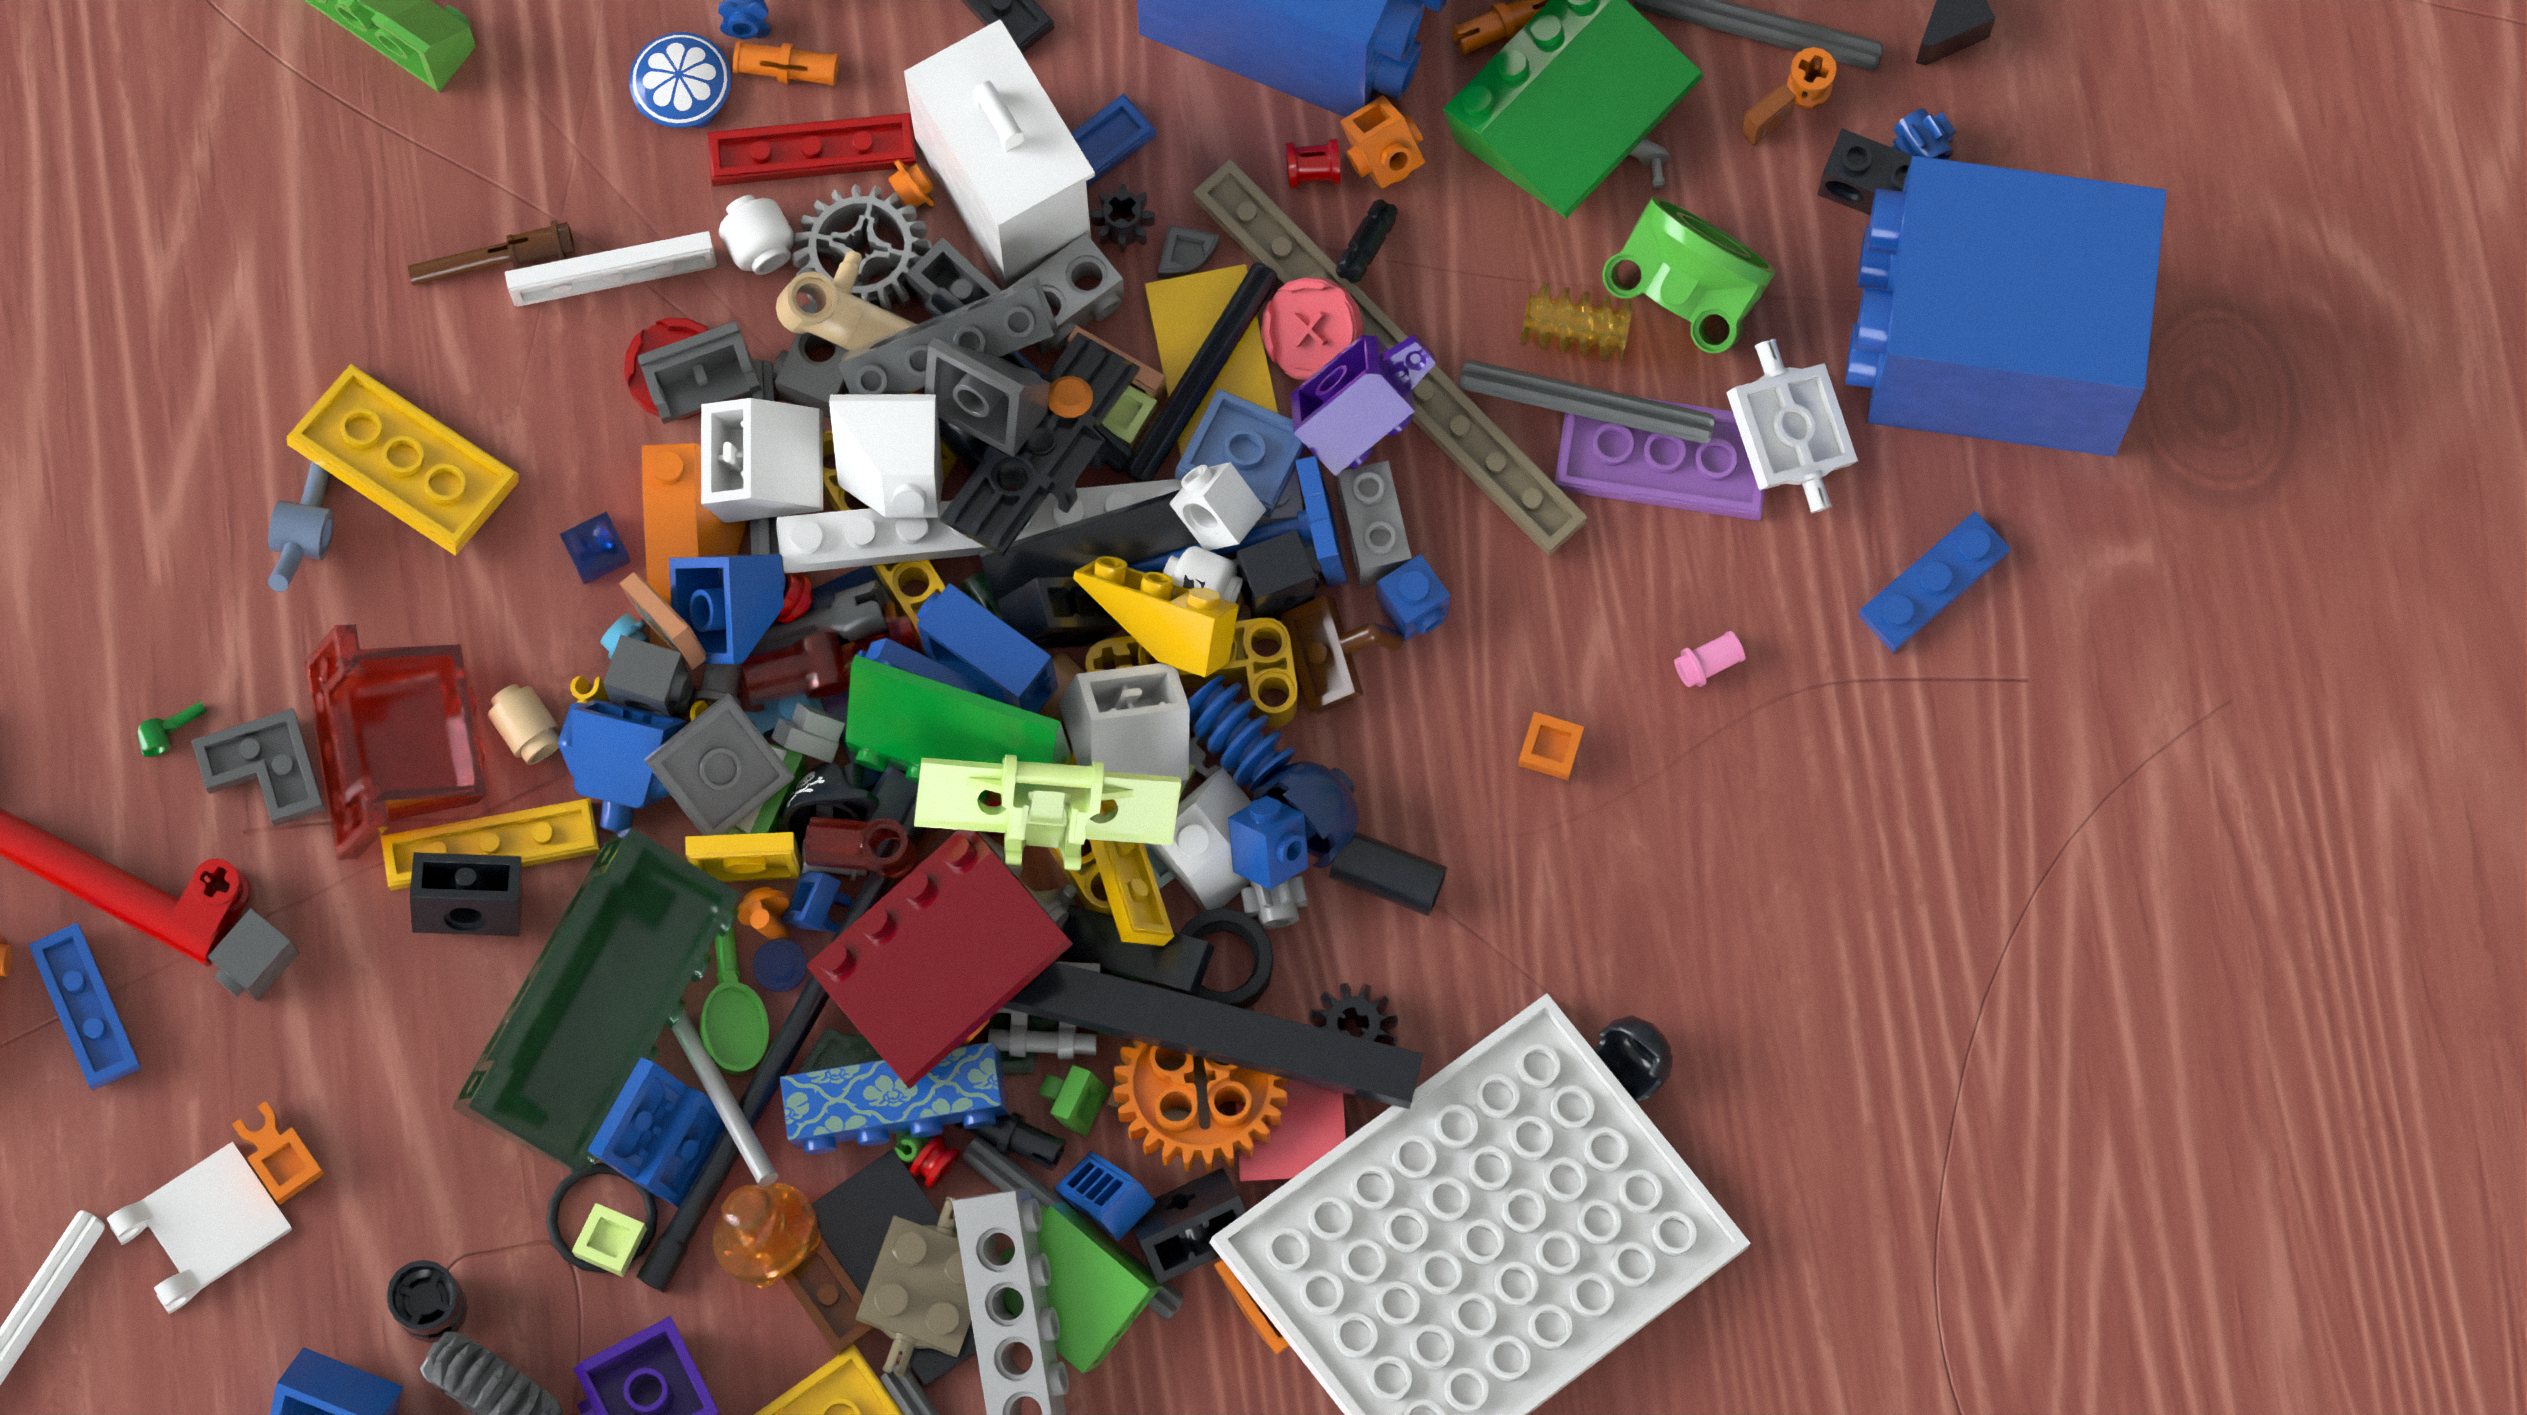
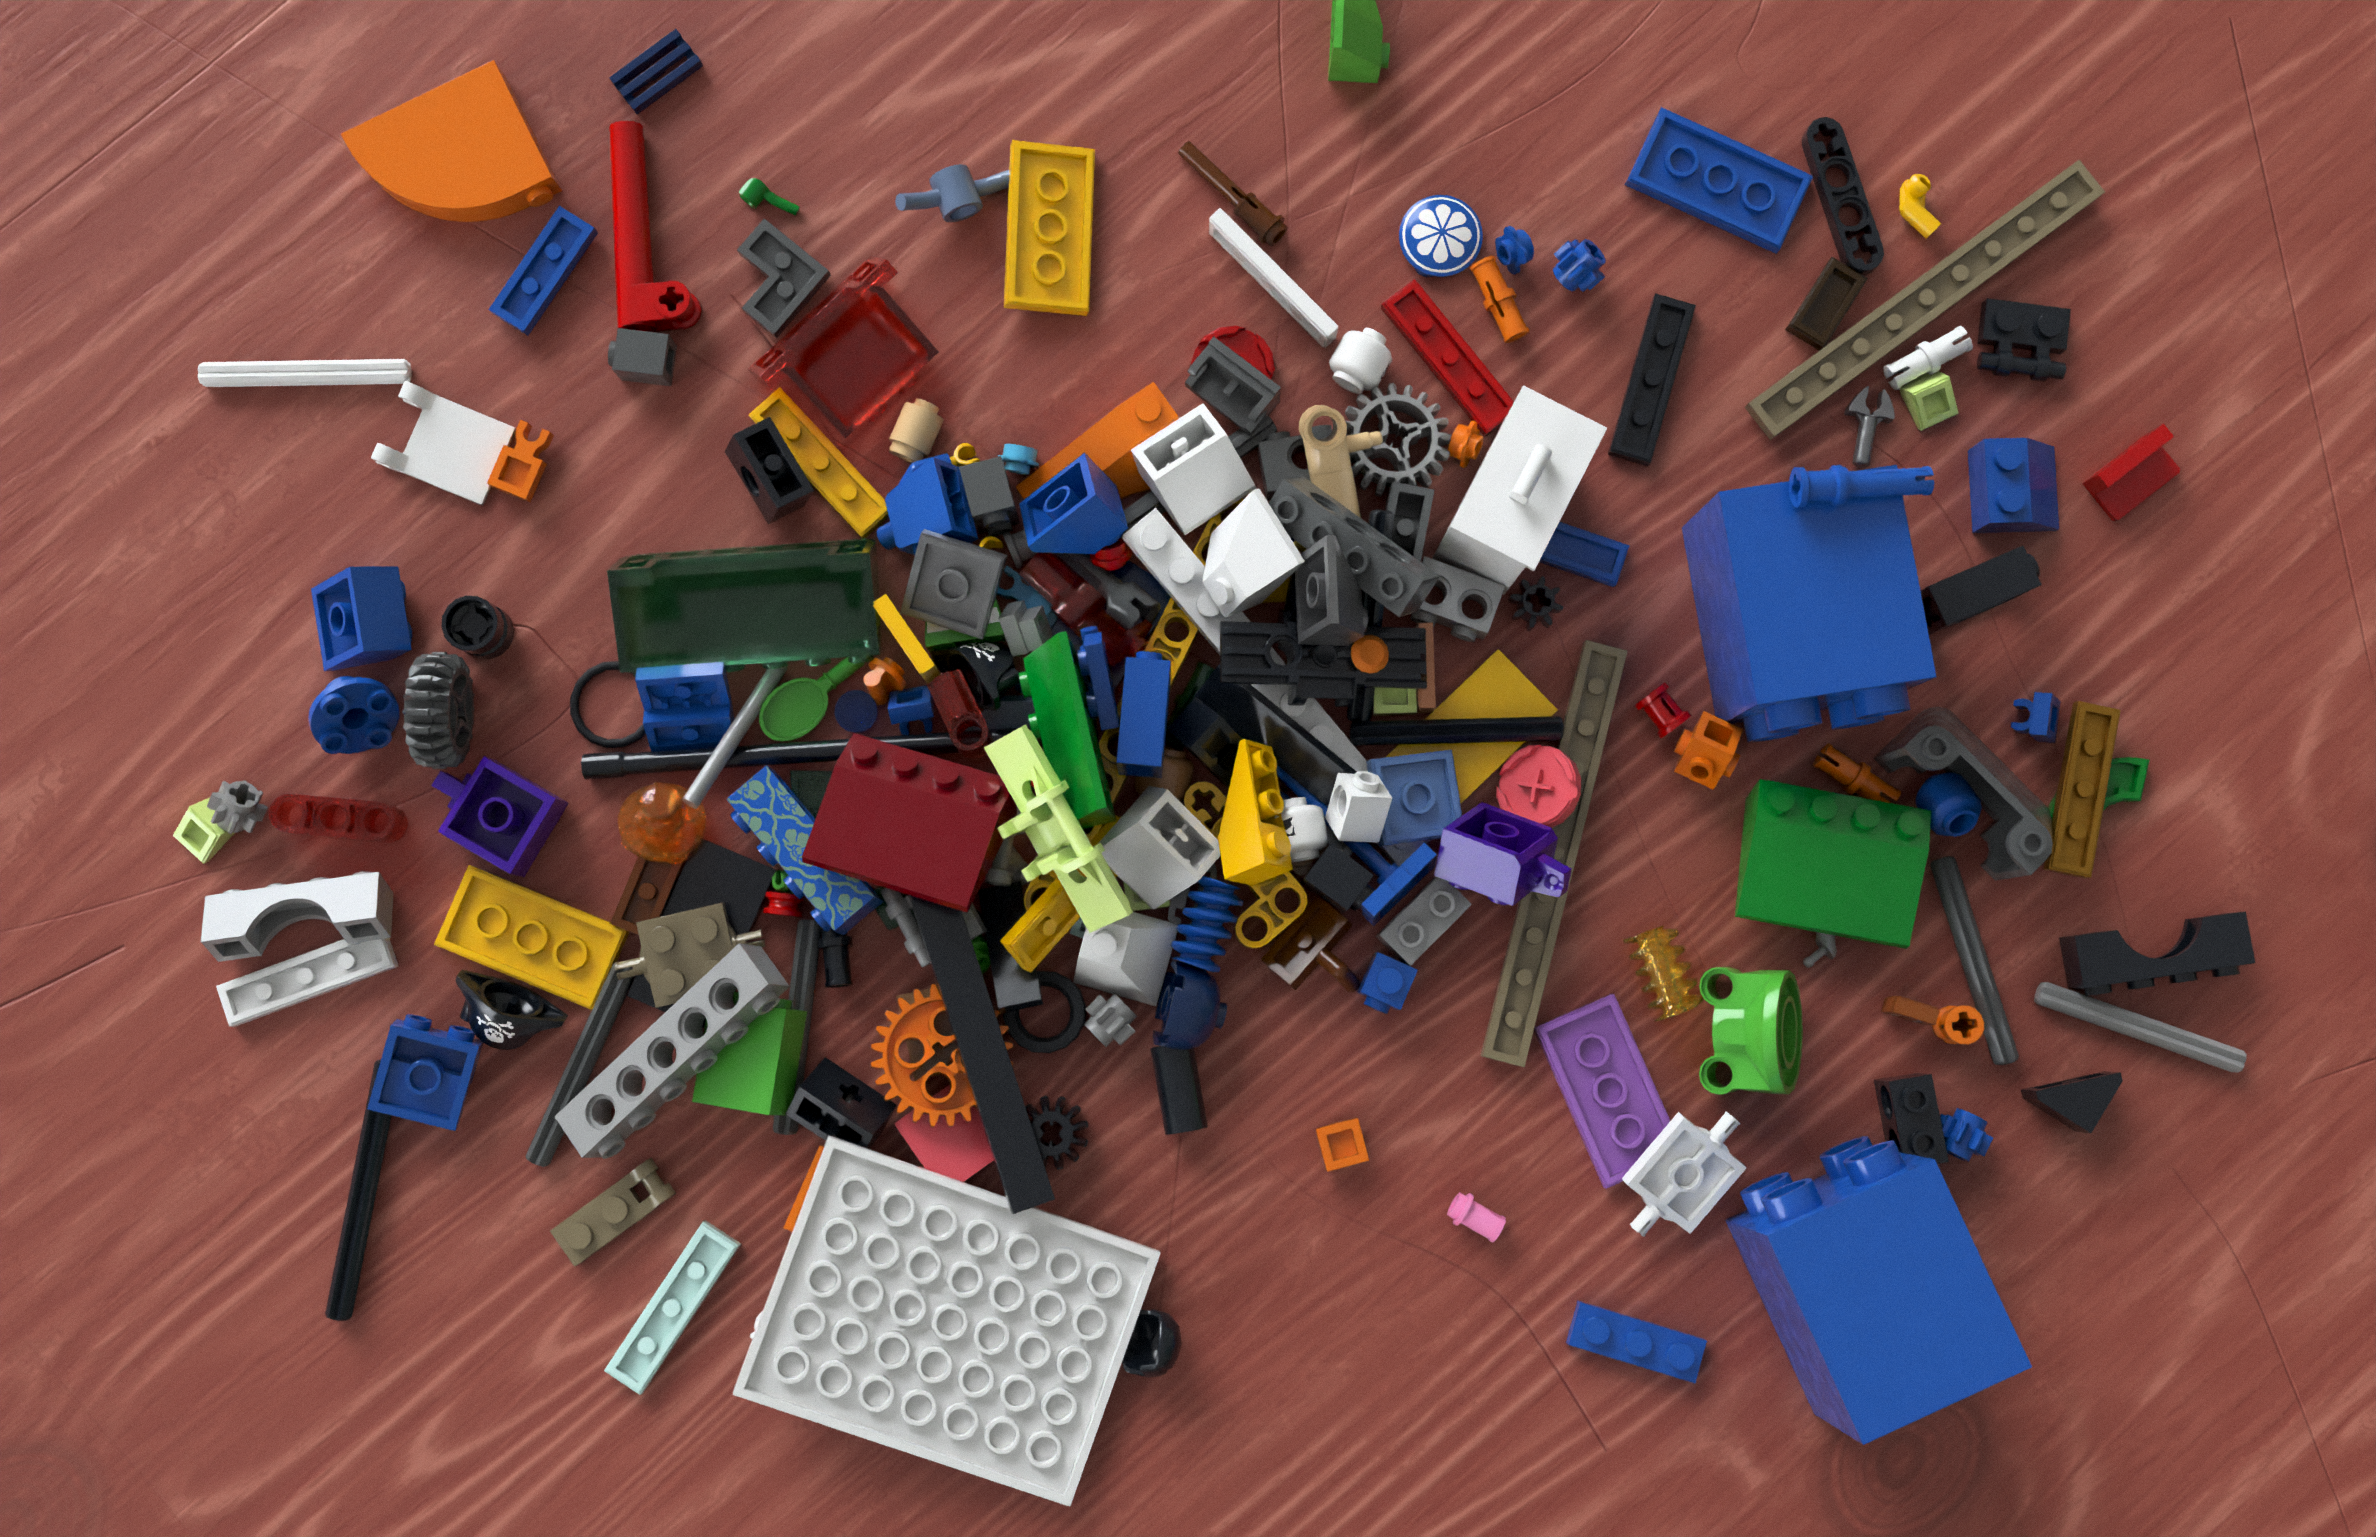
camera: 55 degrees right, 10 degrees up
(595, 547) = (1071, 397): clear blue tile -> none
(609, 1239) = (594, 721): yellowish green plate -> none
(663, 620) = (1035, 478): nougat tile -> none
(1075, 1099) = (885, 972): bright green tile -> none
(1105, 1195) = (822, 1060): blue slope -> none
(1186, 251) = (1541, 662): dark grey tile -> none
(1268, 842) = (1138, 996): blue brick -> none
(1366, 241) = (1628, 784): black axle -> none
(1587, 401) = (1609, 1015): dark grey axle -> none

